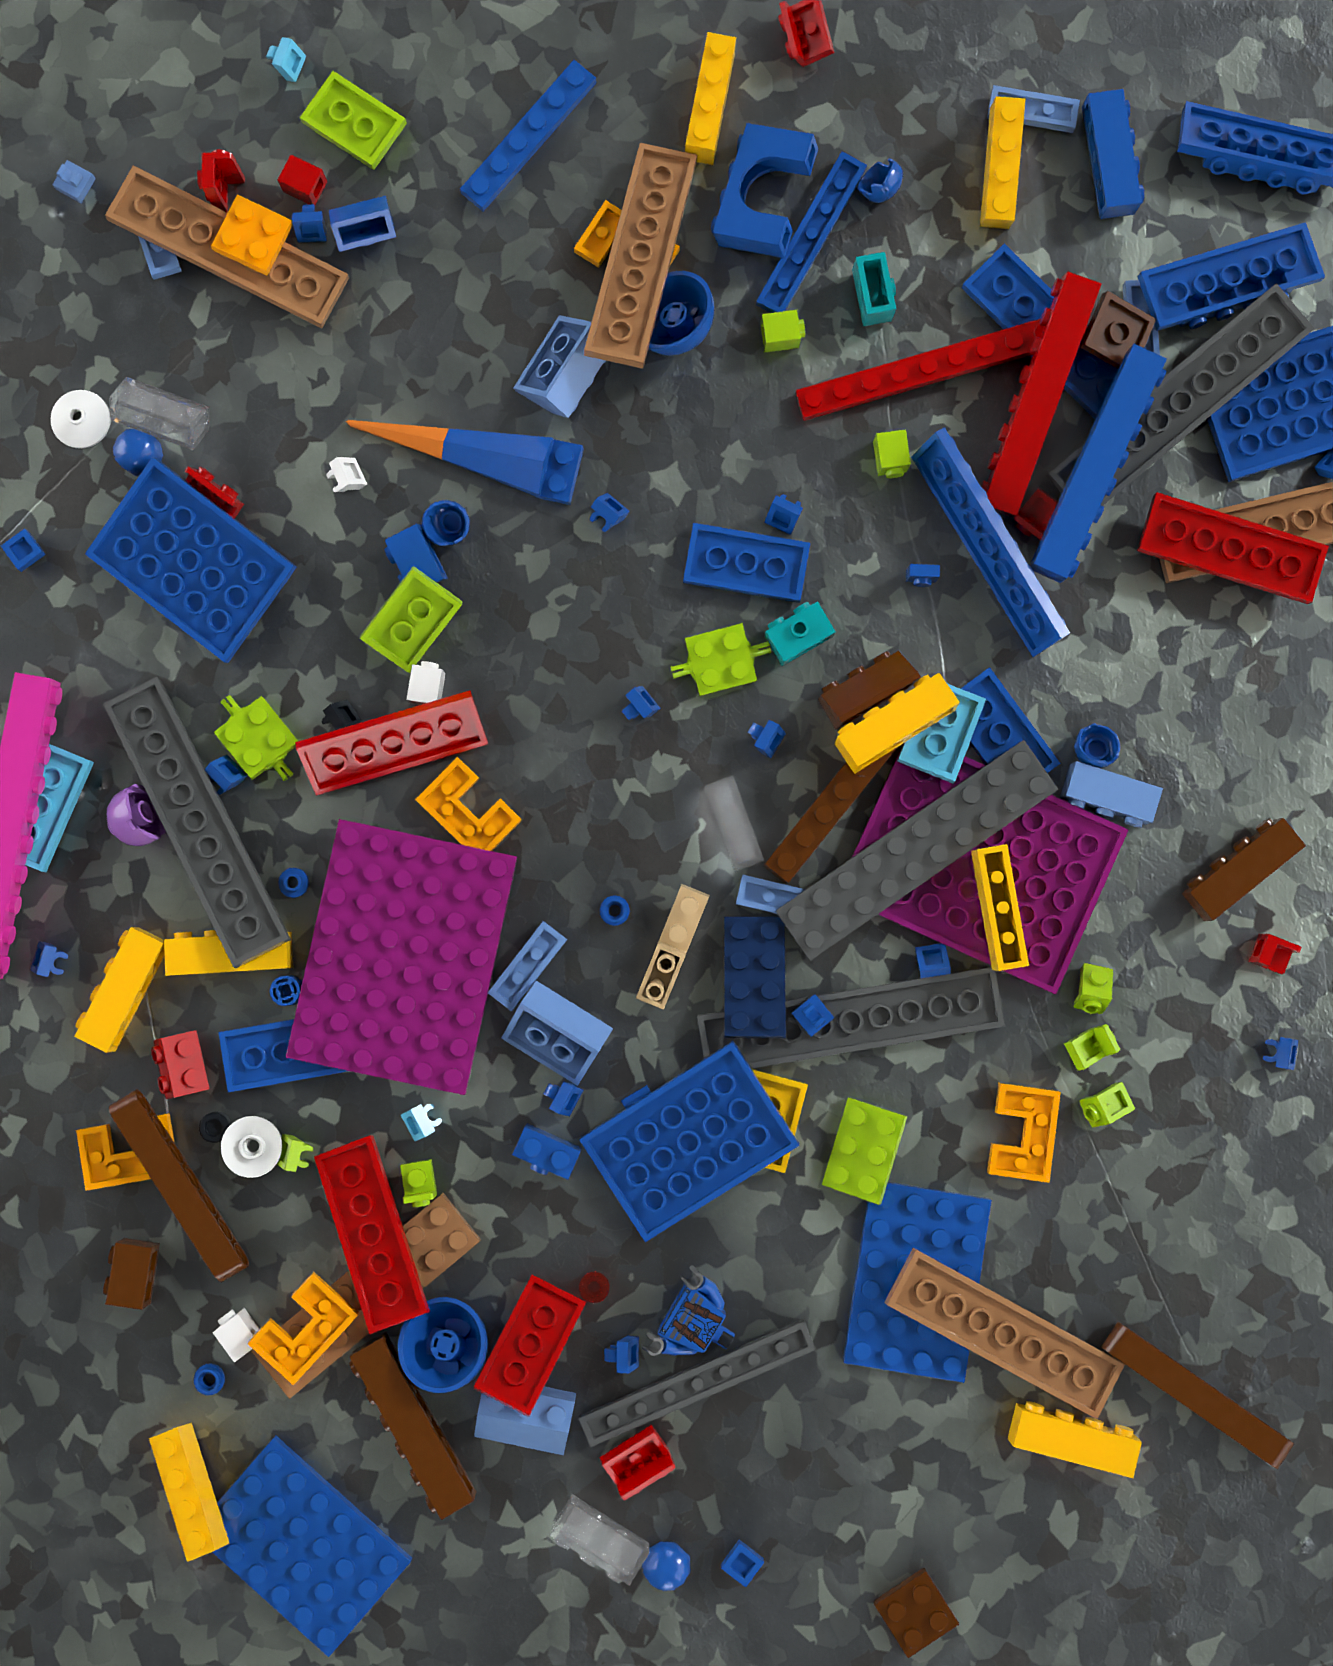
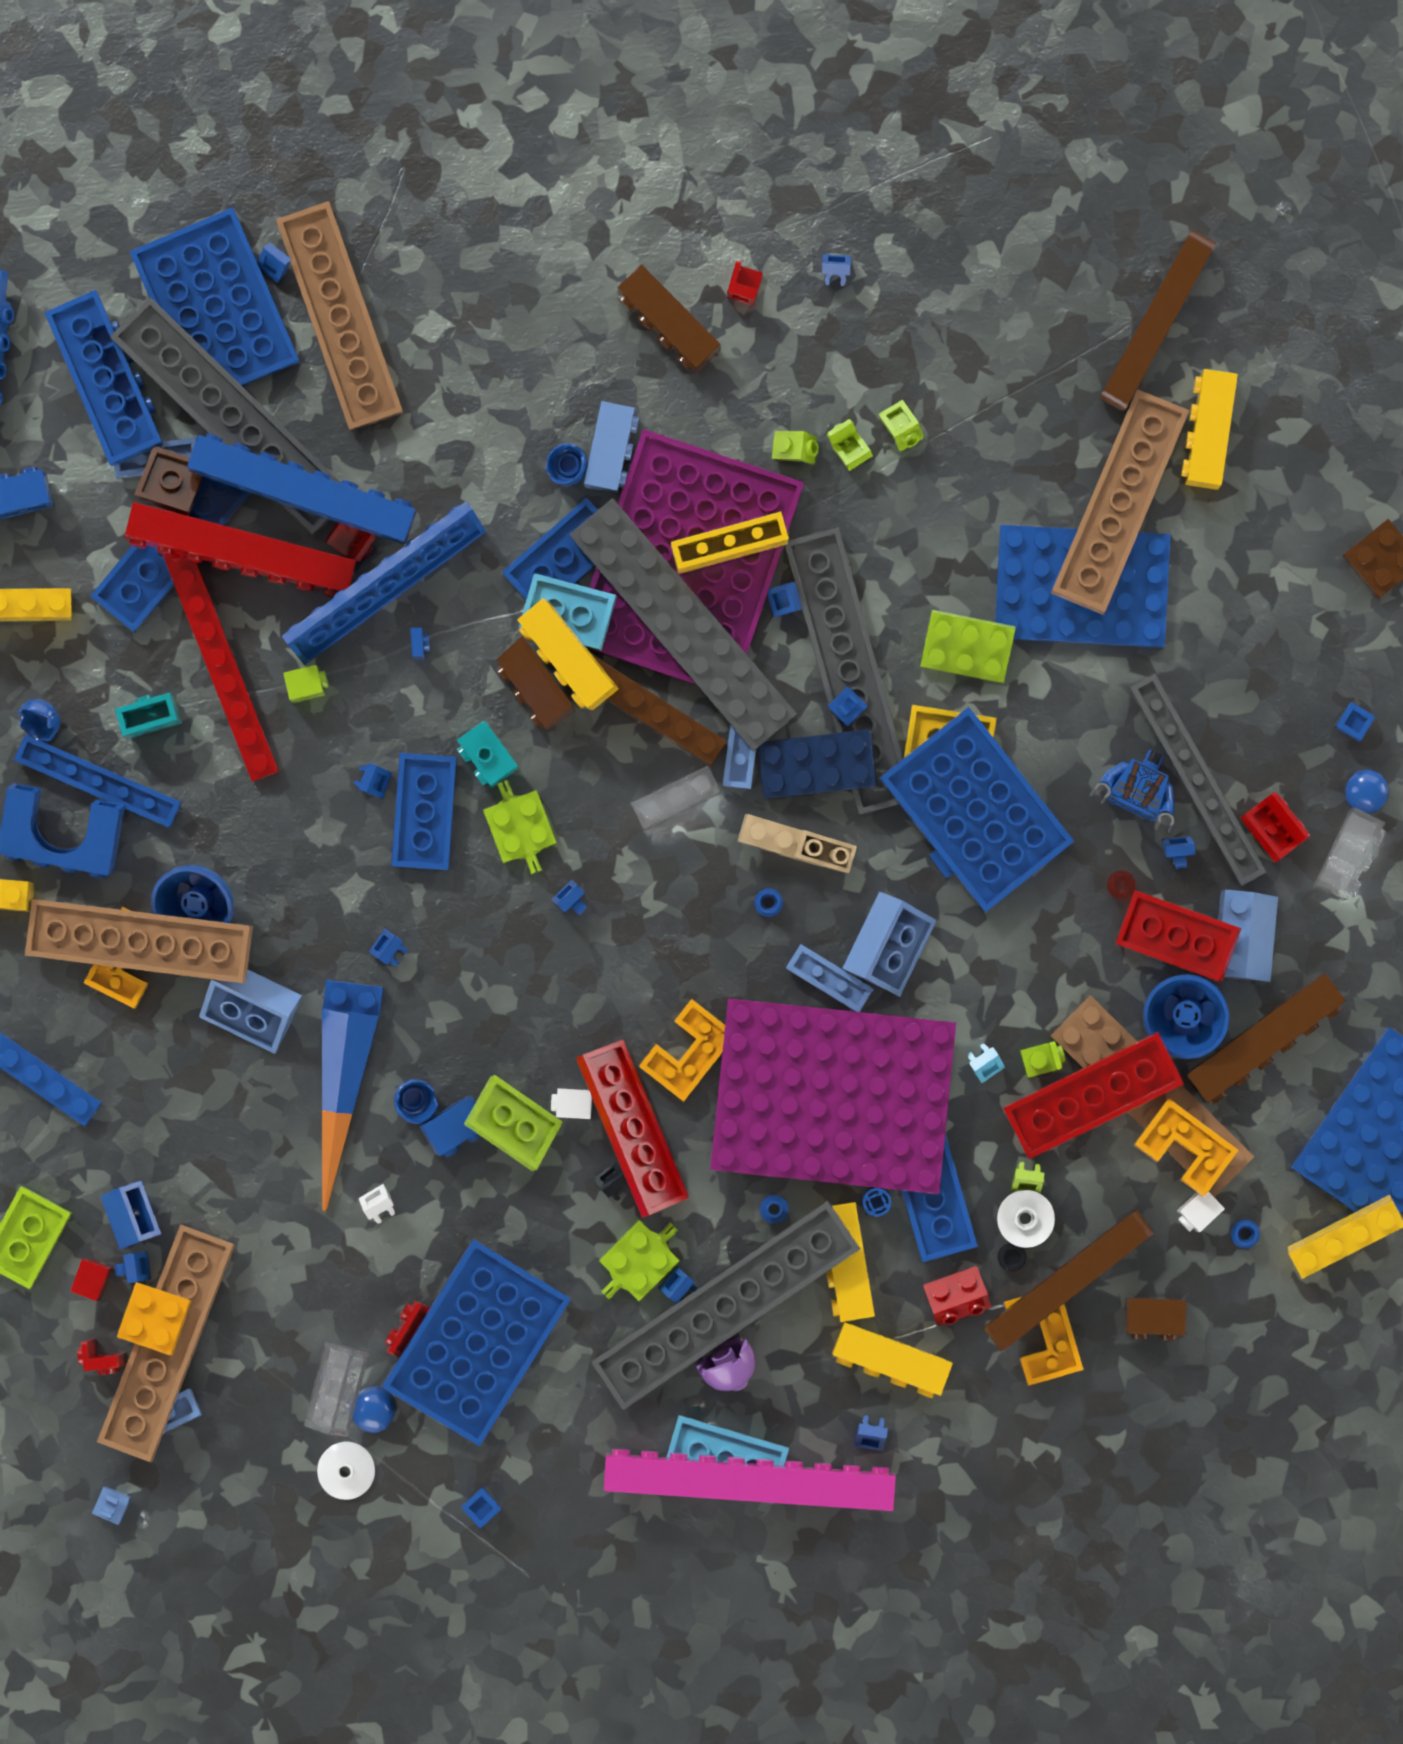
camera: 85 degrees left, 0 degrees up
(546, 1152) = (1001, 941): blue brick -> none
(563, 1097) = (948, 930): blue tile -> none
(767, 738) = (590, 774): blue tile -> none
(781, 330) = (195, 800): lime brick -> none
(1040, 1116) = (950, 487): light orange plate -> none
(1232, 548) = (367, 355): red plate -> none

